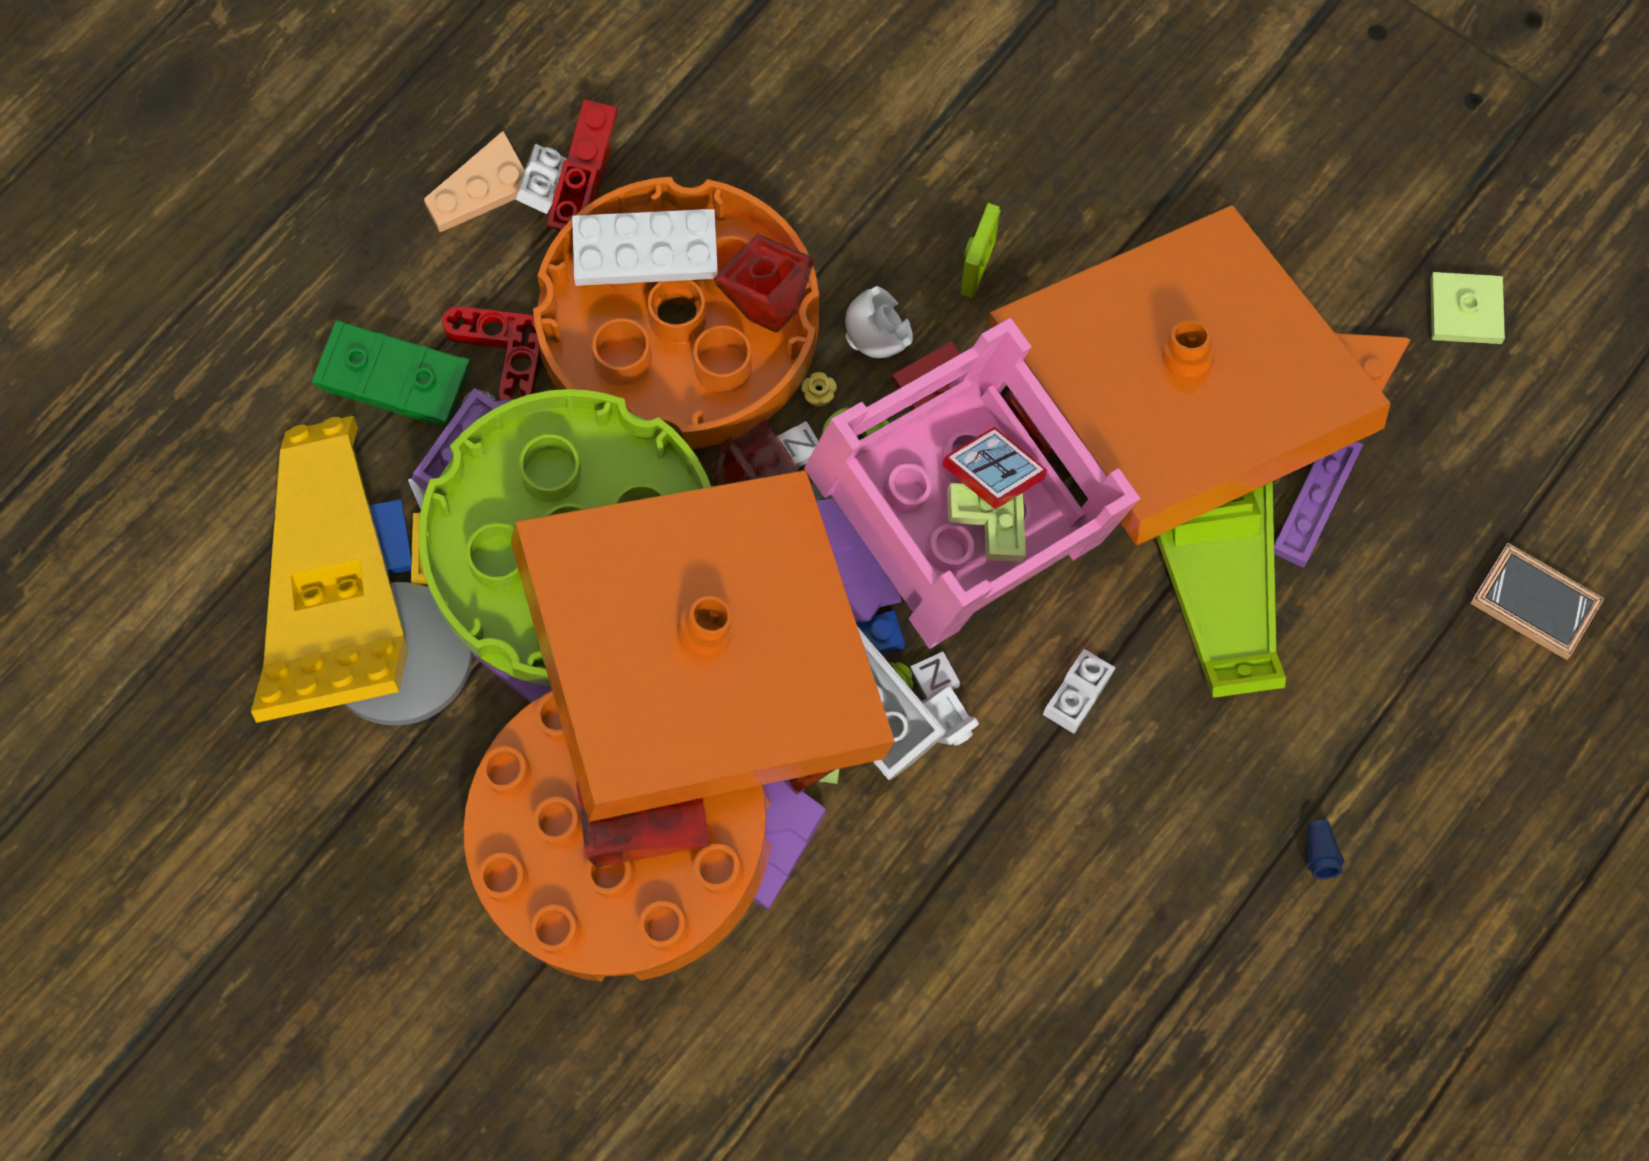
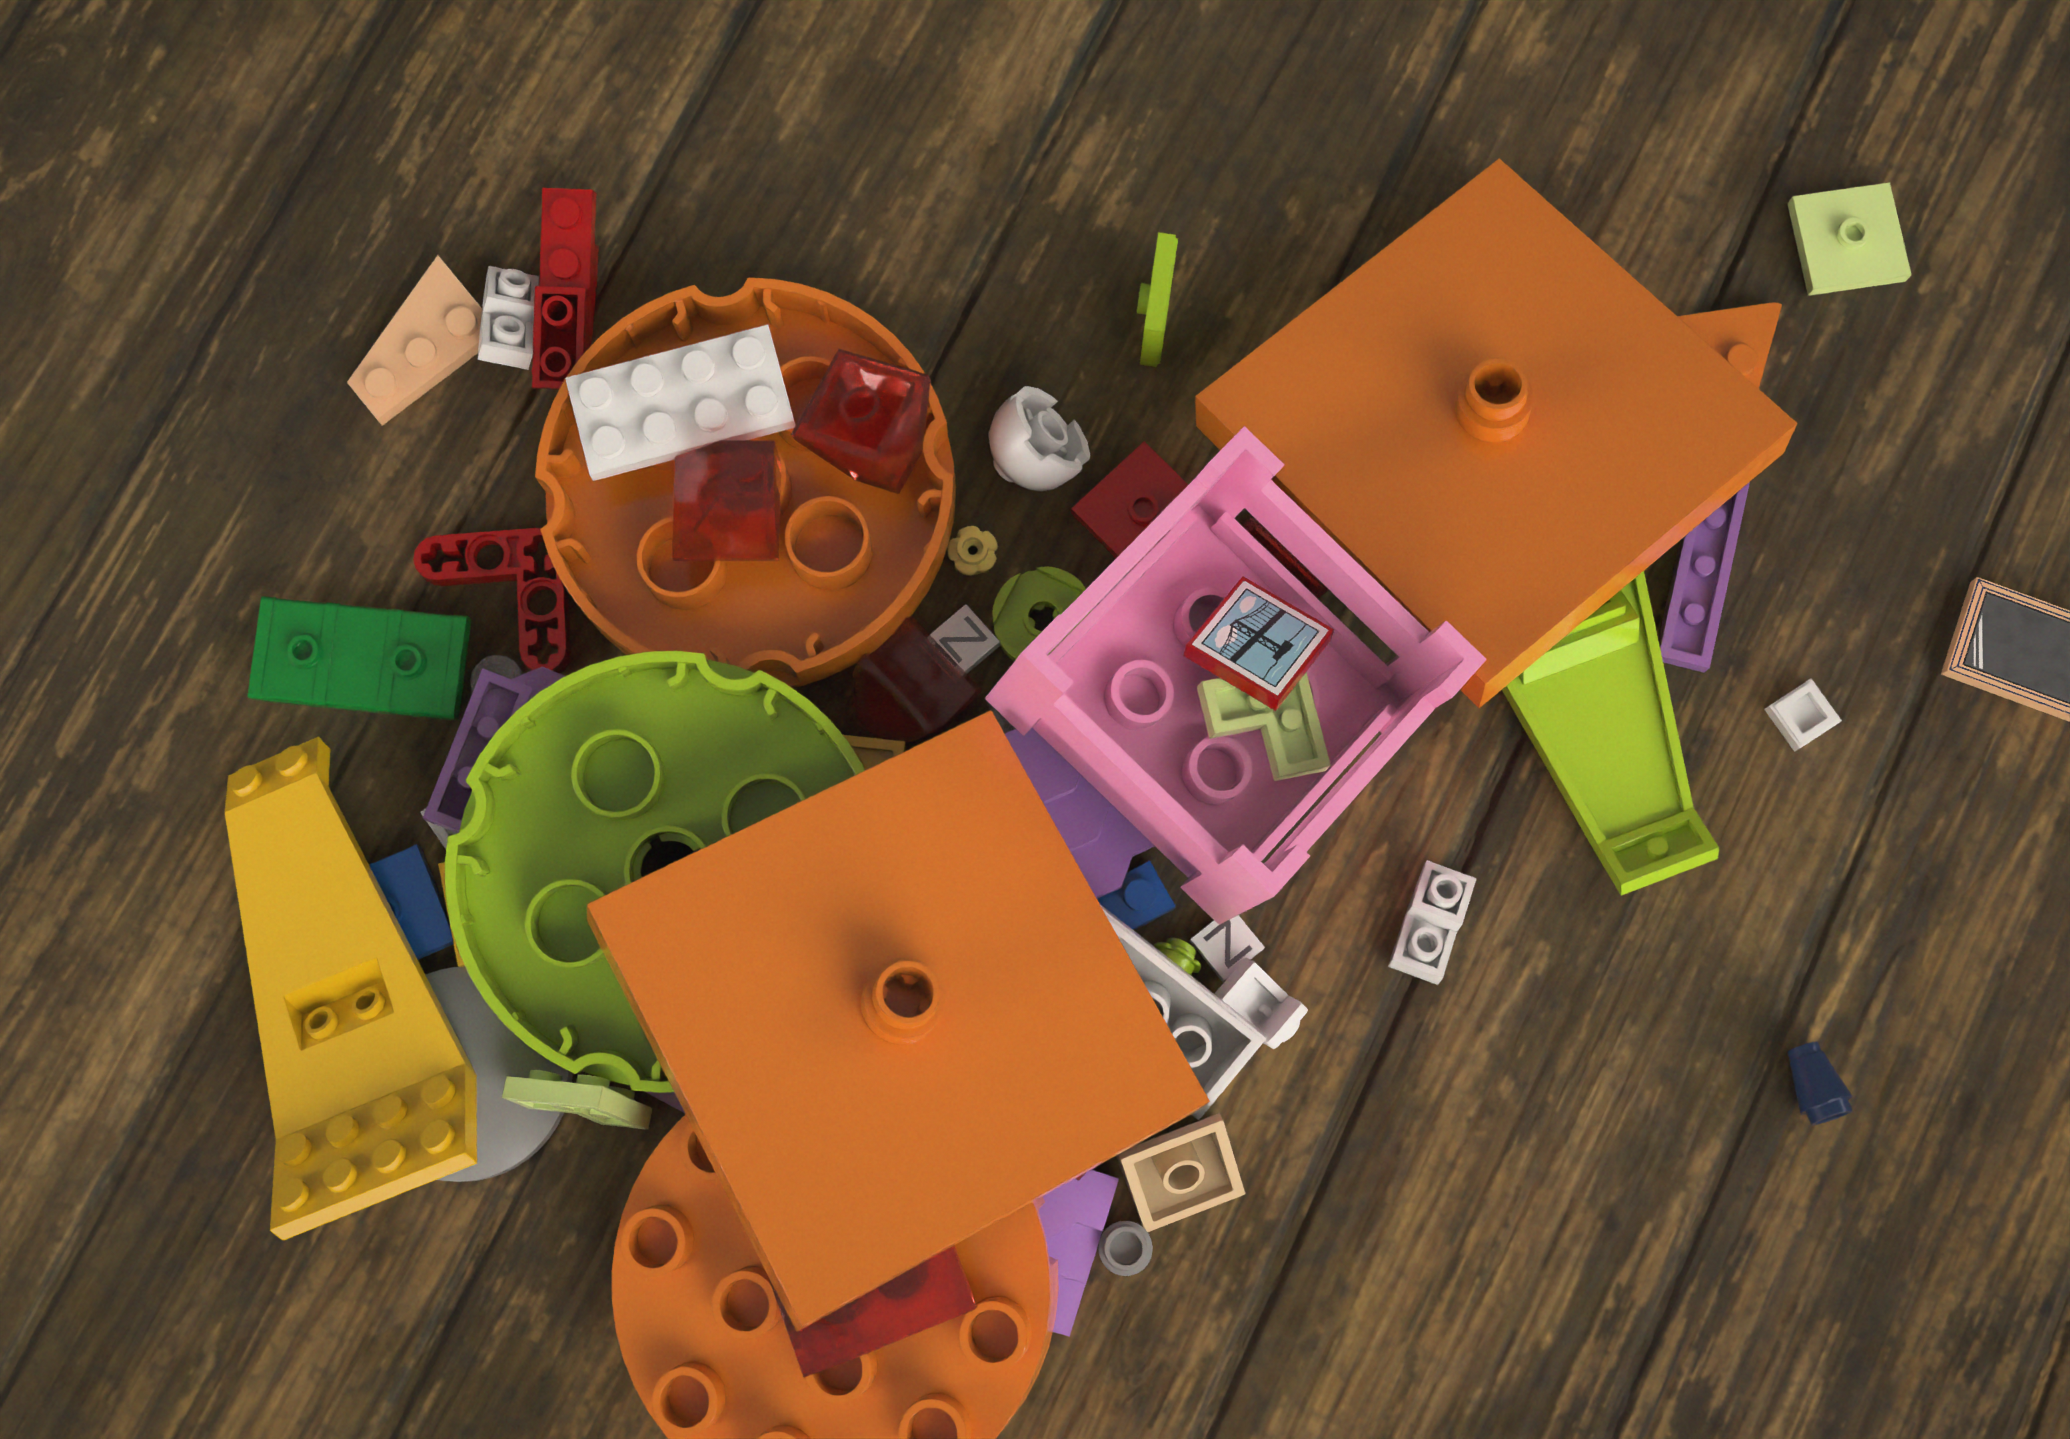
camera: 10 degrees left, 10 degrees up
(476, 673) = (587, 1097): none -> yellowish green plate
(662, 314) = (727, 502): none -> clear red slope
(820, 858) = (1125, 1248): none -> light grey plate
(868, 812) = (1181, 1173): none -> tan slope
(1367, 609) = (1802, 715): none -> white tile

